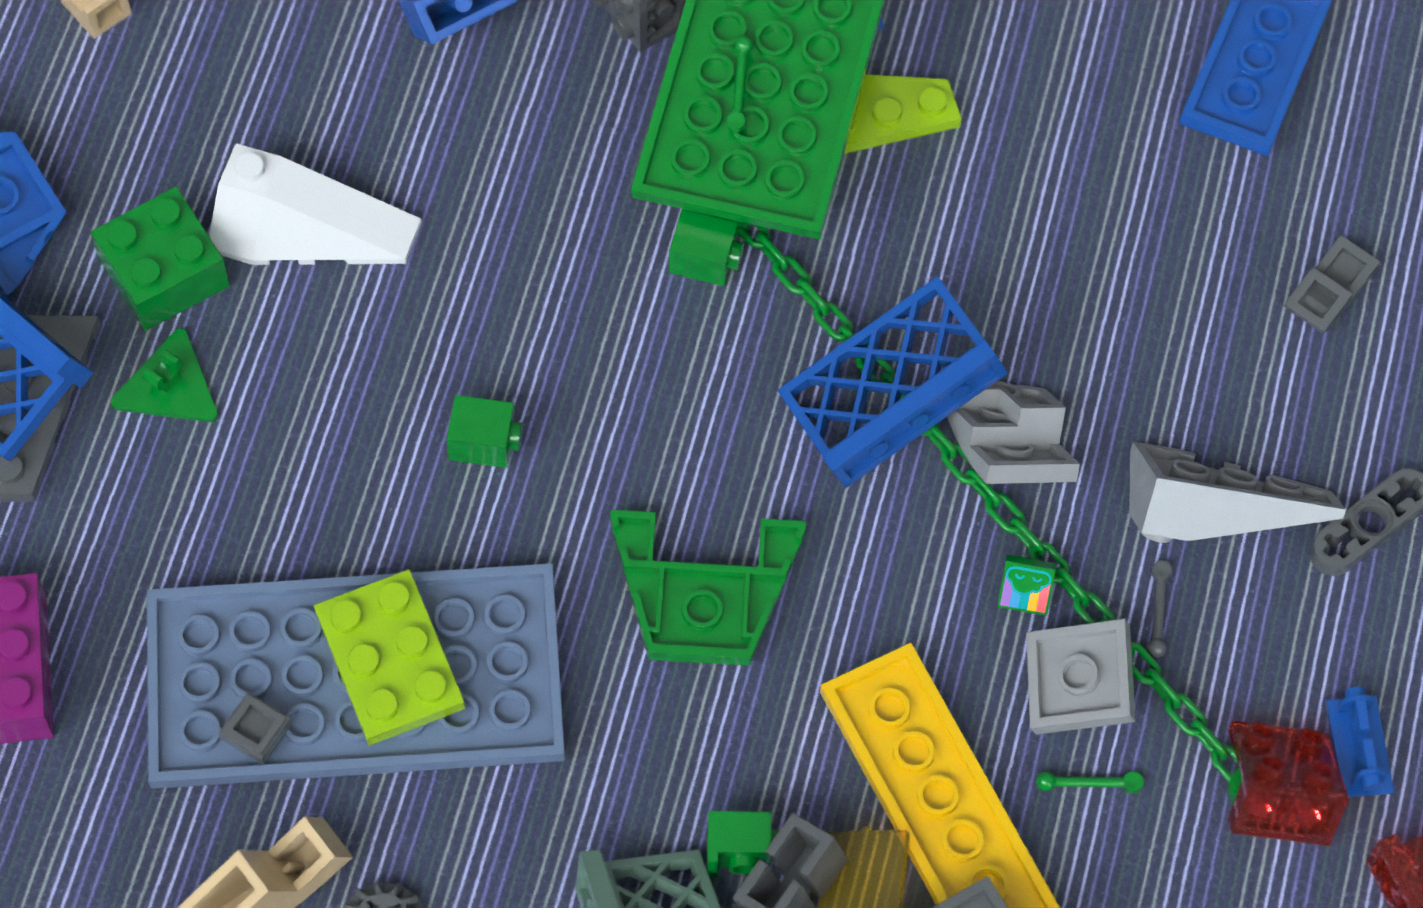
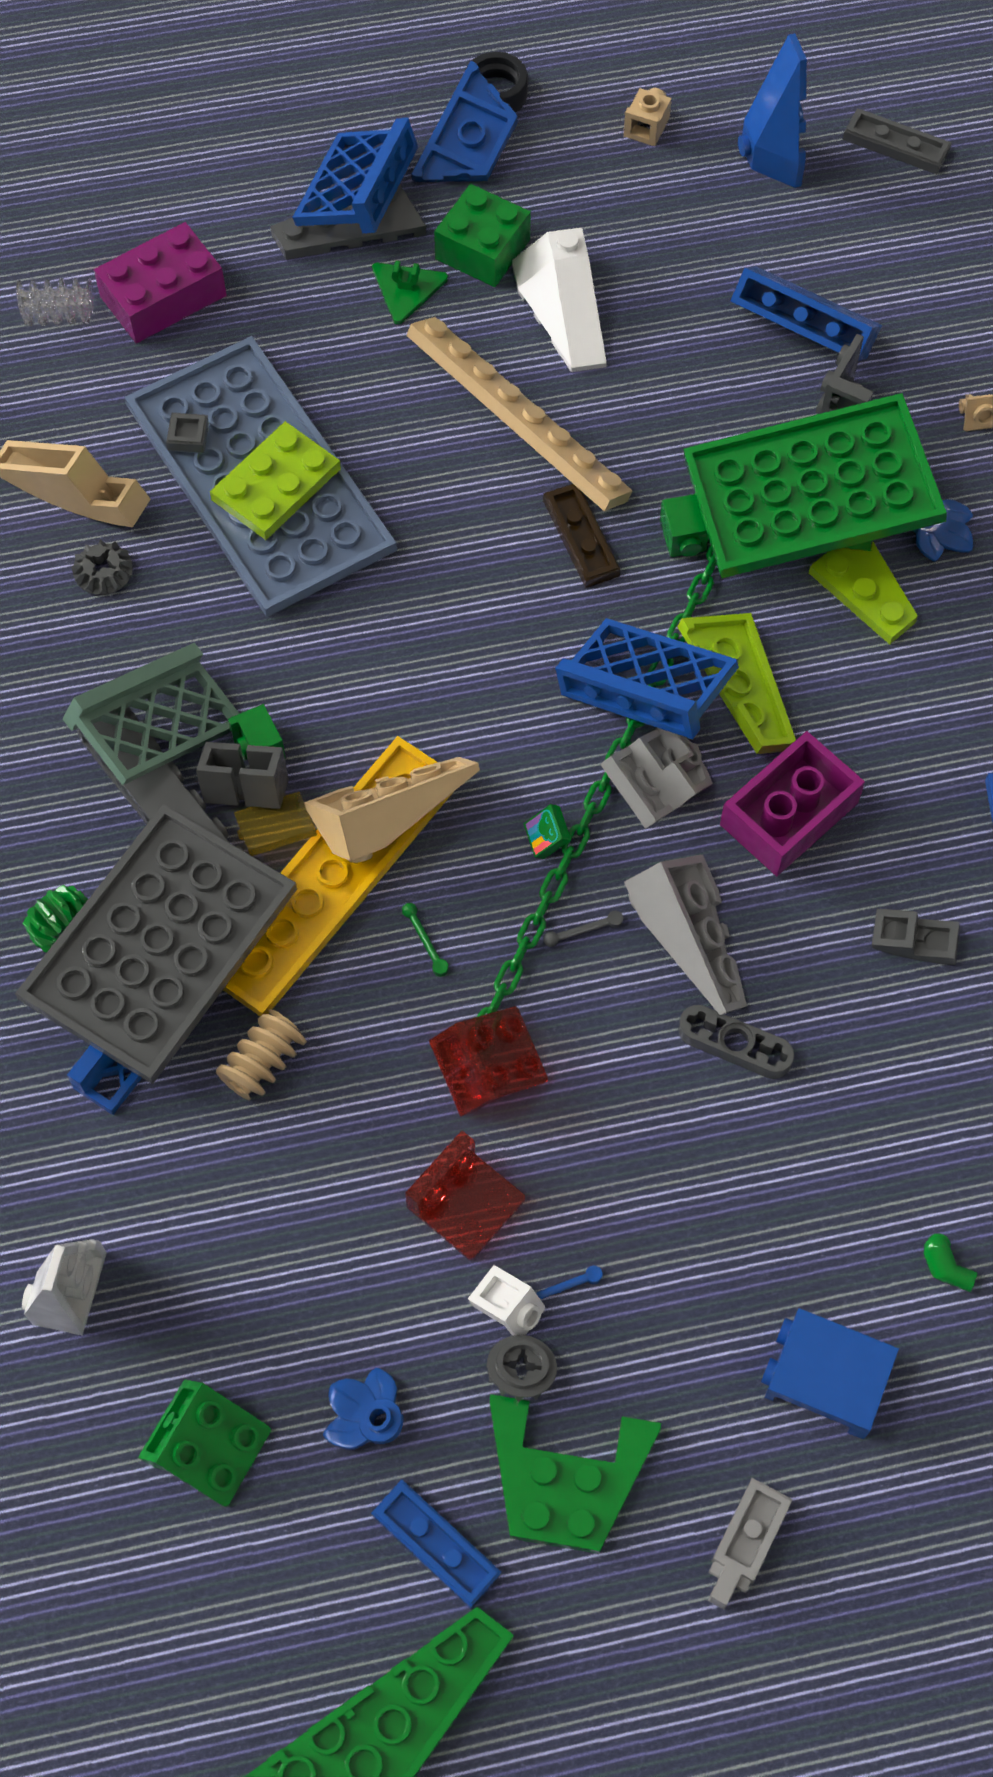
camera: 65 degrees right, 0 degrees up
(437, 345) = (520, 413): none -> tan plate
(483, 431) = (468, 461): green brick -> none
(644, 362) = (581, 535): none -> dark brown tile
(703, 608) = (418, 648): green wing -> none
(736, 120) = (770, 478): green hinge -> none
(925, 749) = (373, 818): none -> tan wedge
(986, 293) = (752, 689): none -> lime wing
(1080, 677) = (493, 892): light grey plate -> none
(1127, 318) = (791, 803): none -> magenta brick
(1359, 743) = (550, 1105): blue hinge -> none

